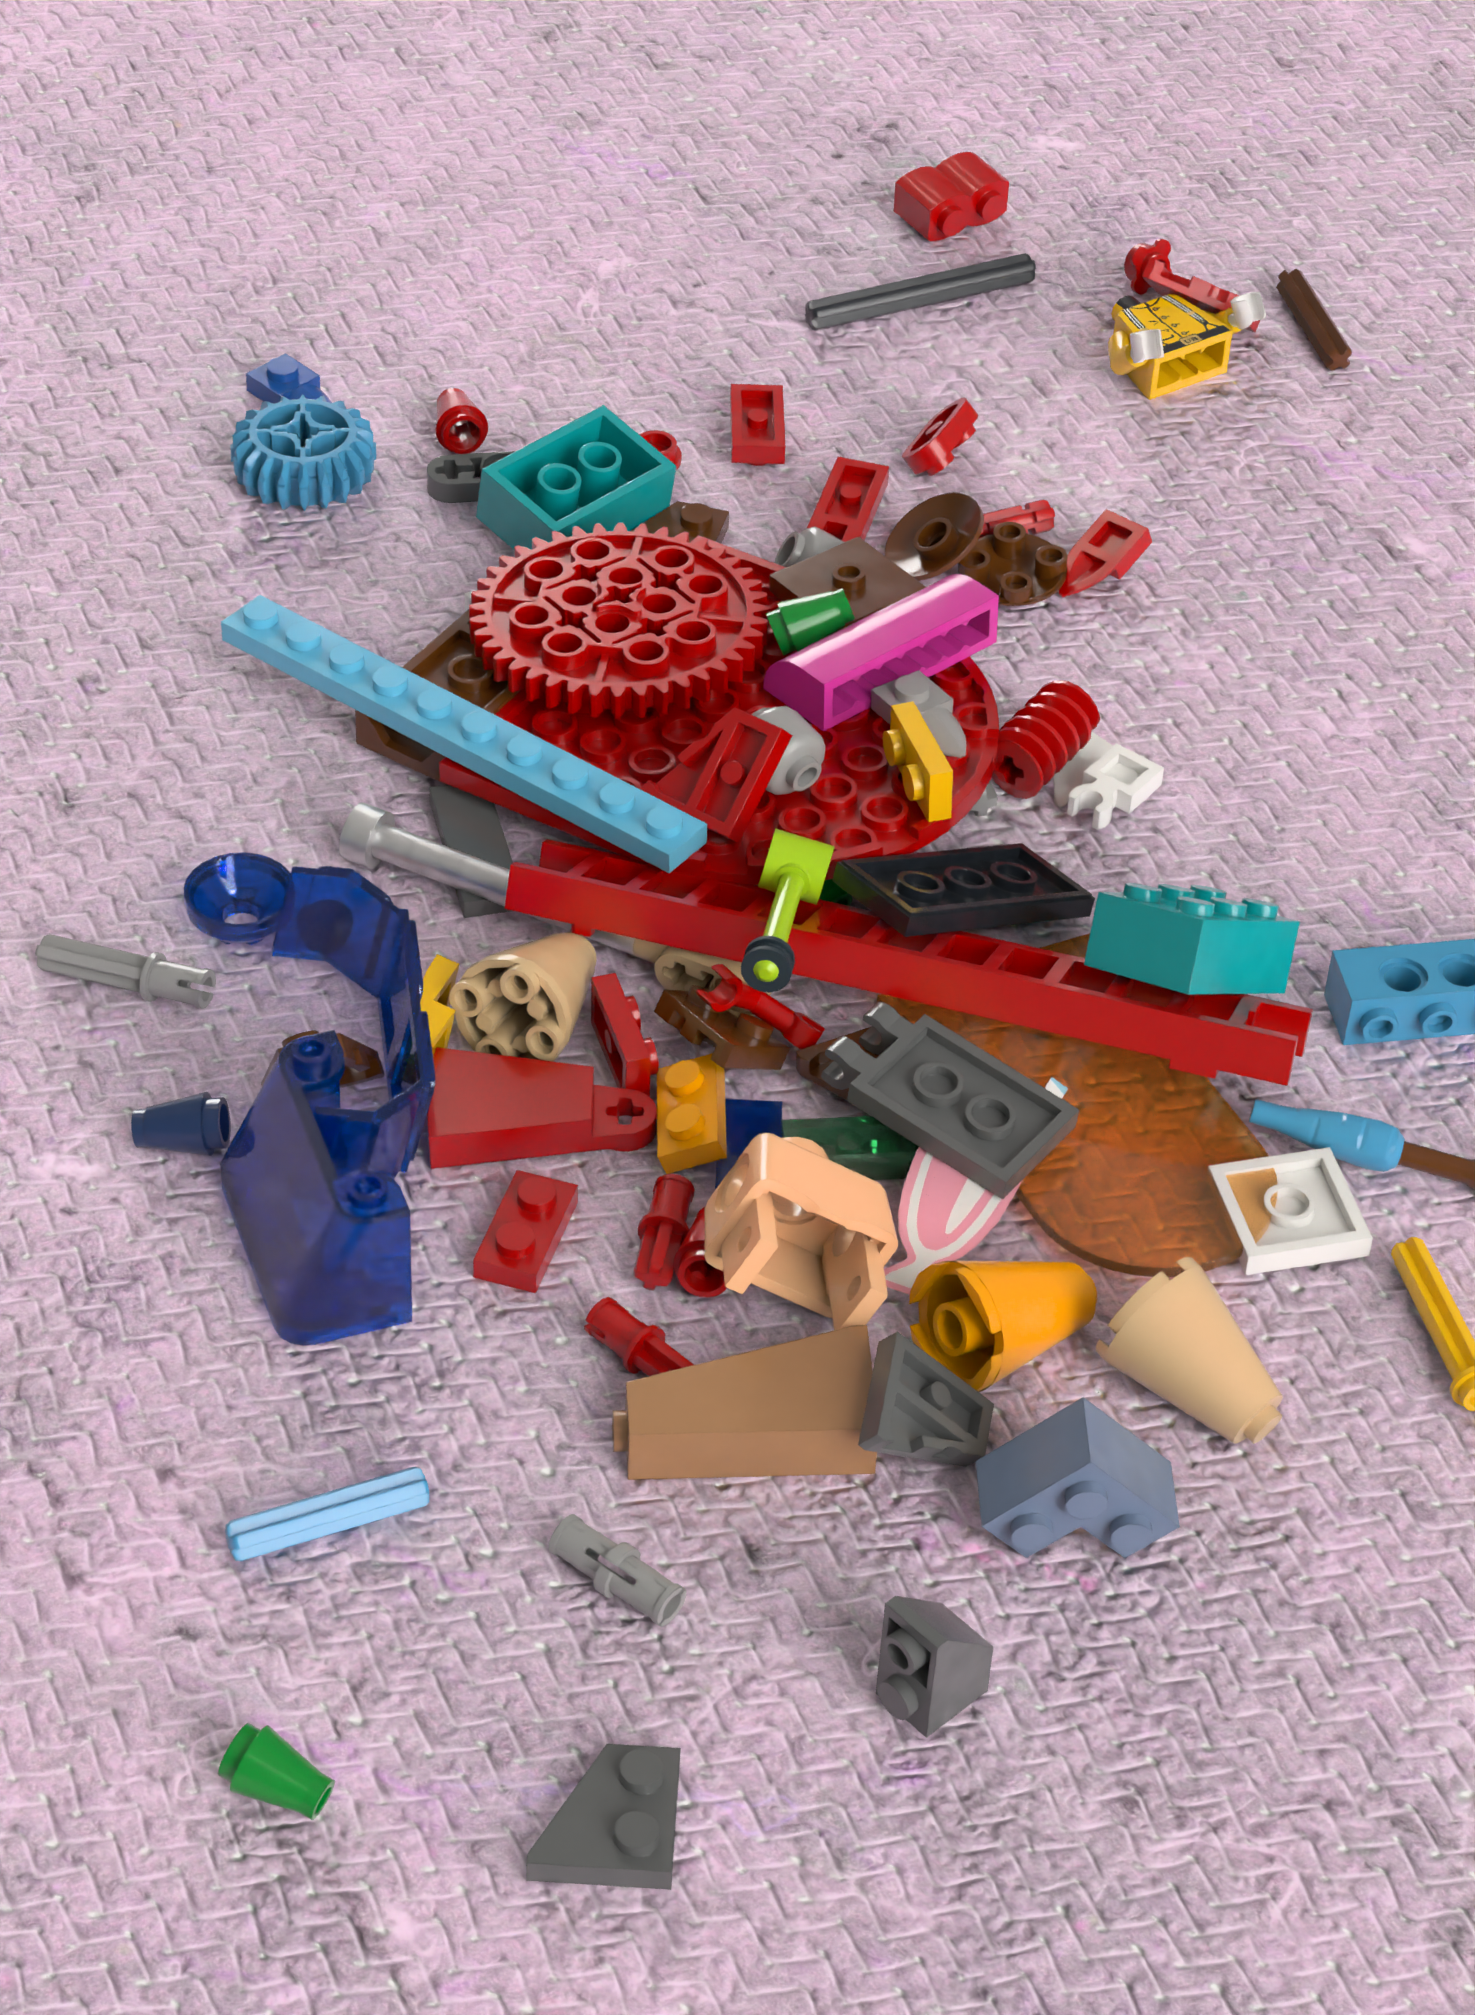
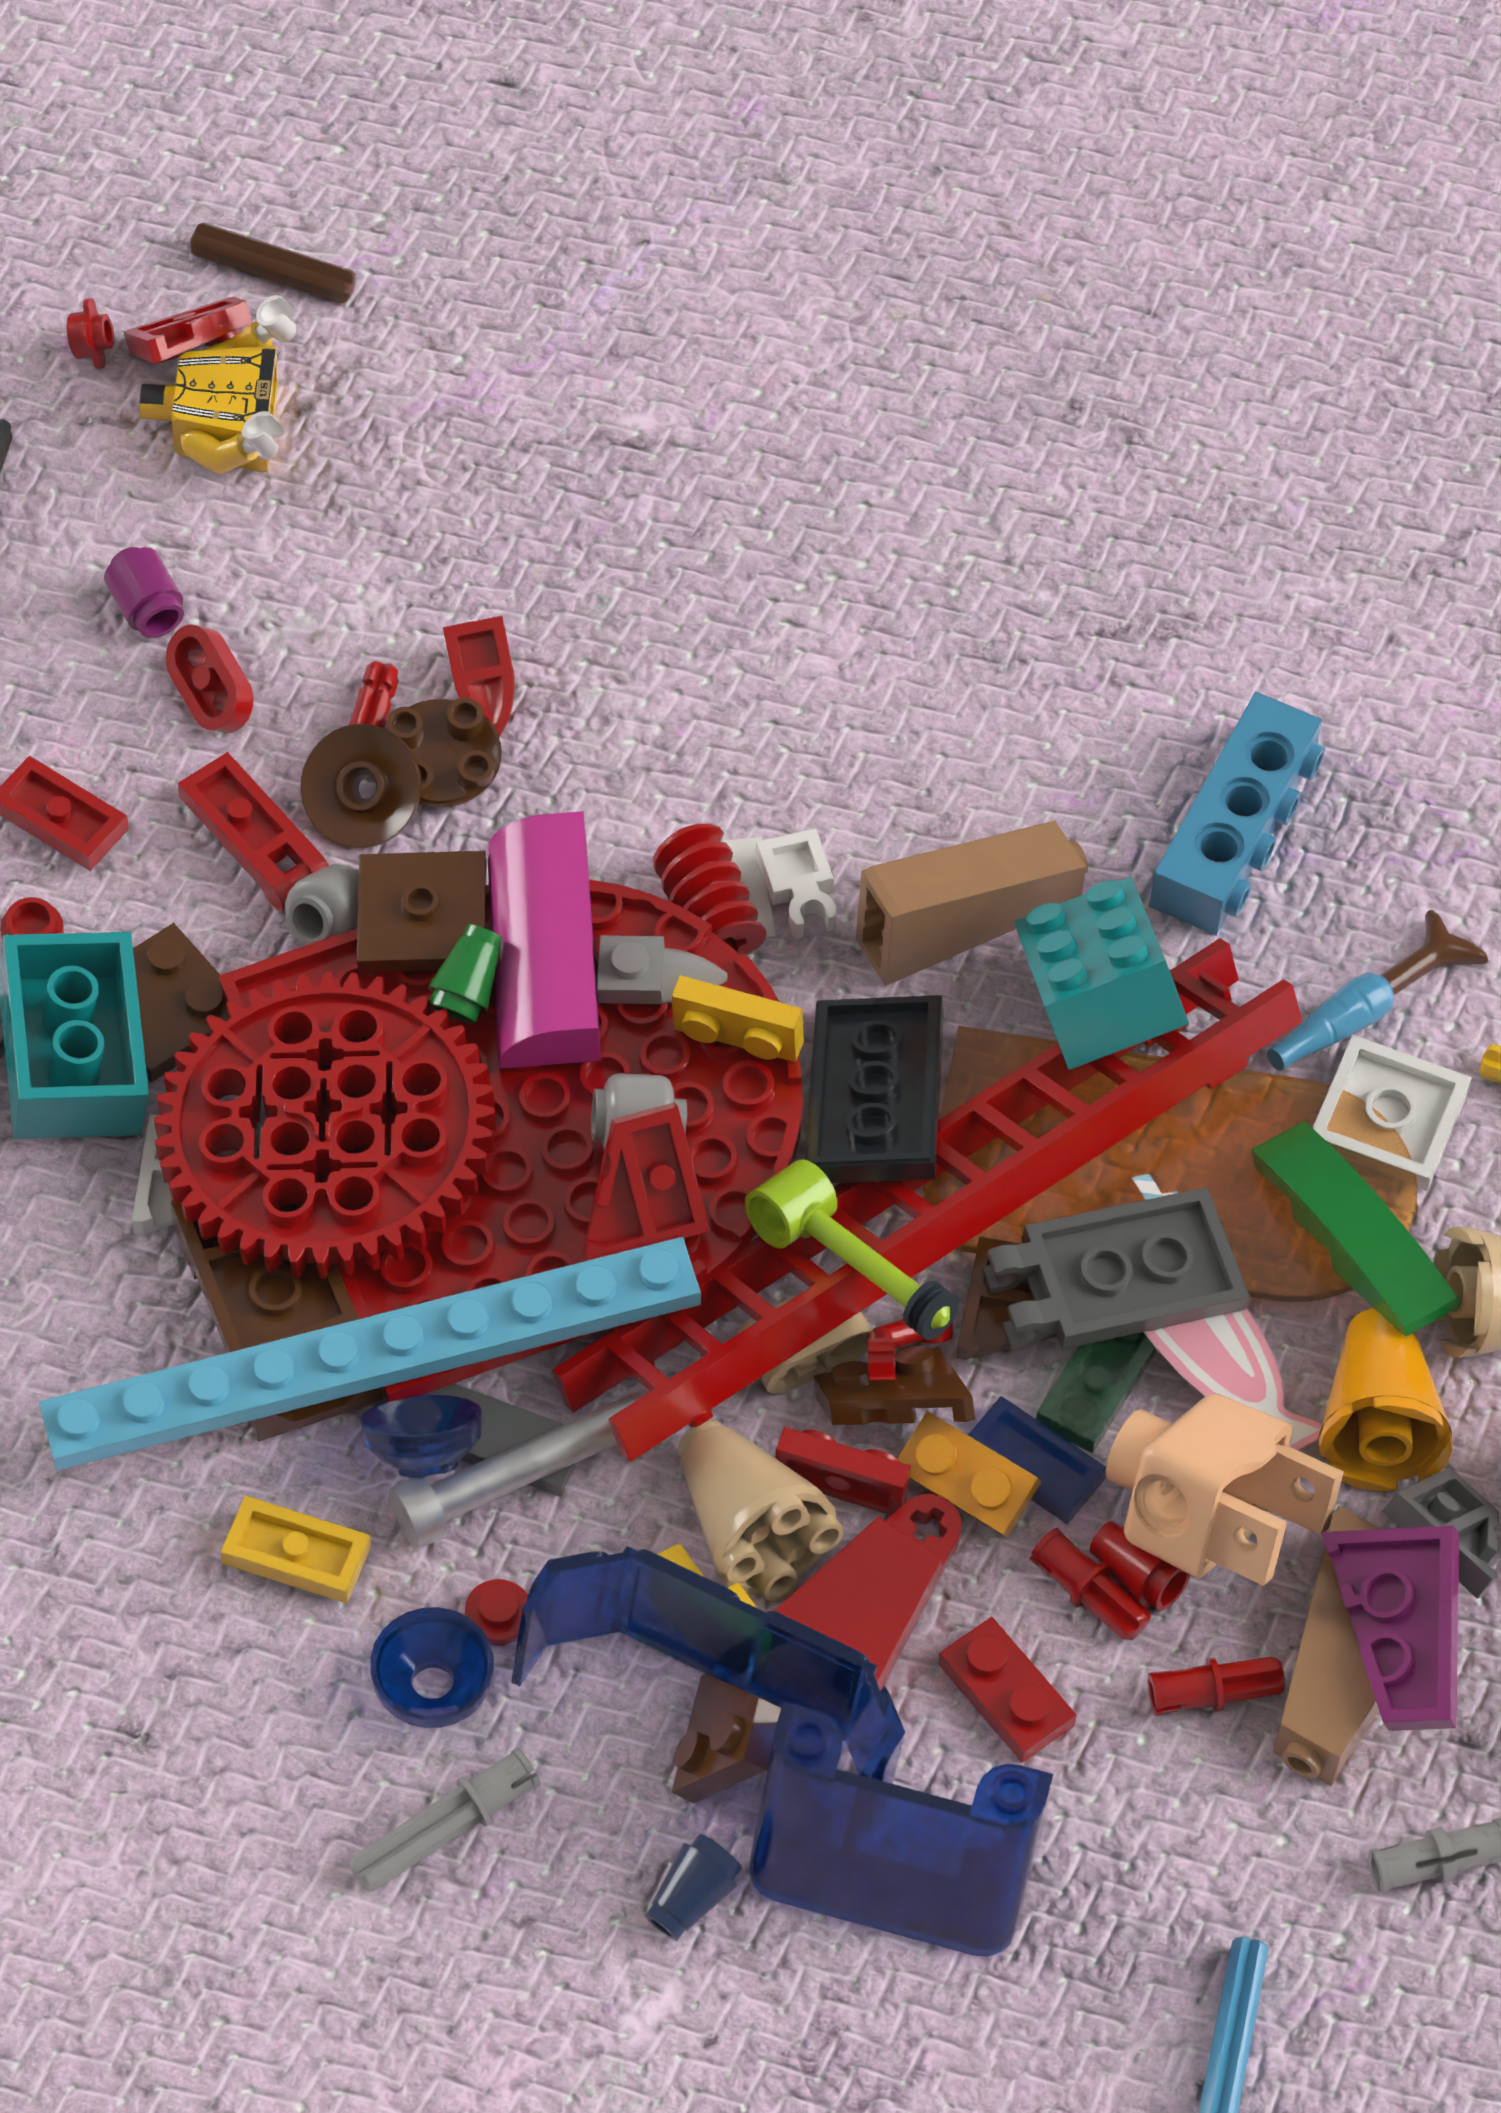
camera: 55 degrees left, 15 degrees up
(281, 794) = (296, 1549): none -> yellow plate
(420, 794) = (422, 1433): none -> clear blue piece
(789, 1401) = (1405, 1618): none -> magenta wing
(976, 375) = (144, 591): none -> magenta brick
(1134, 1215) = (1357, 1228): none -> green slope
(1160, 837) = (962, 896): none -> medium nougat slope

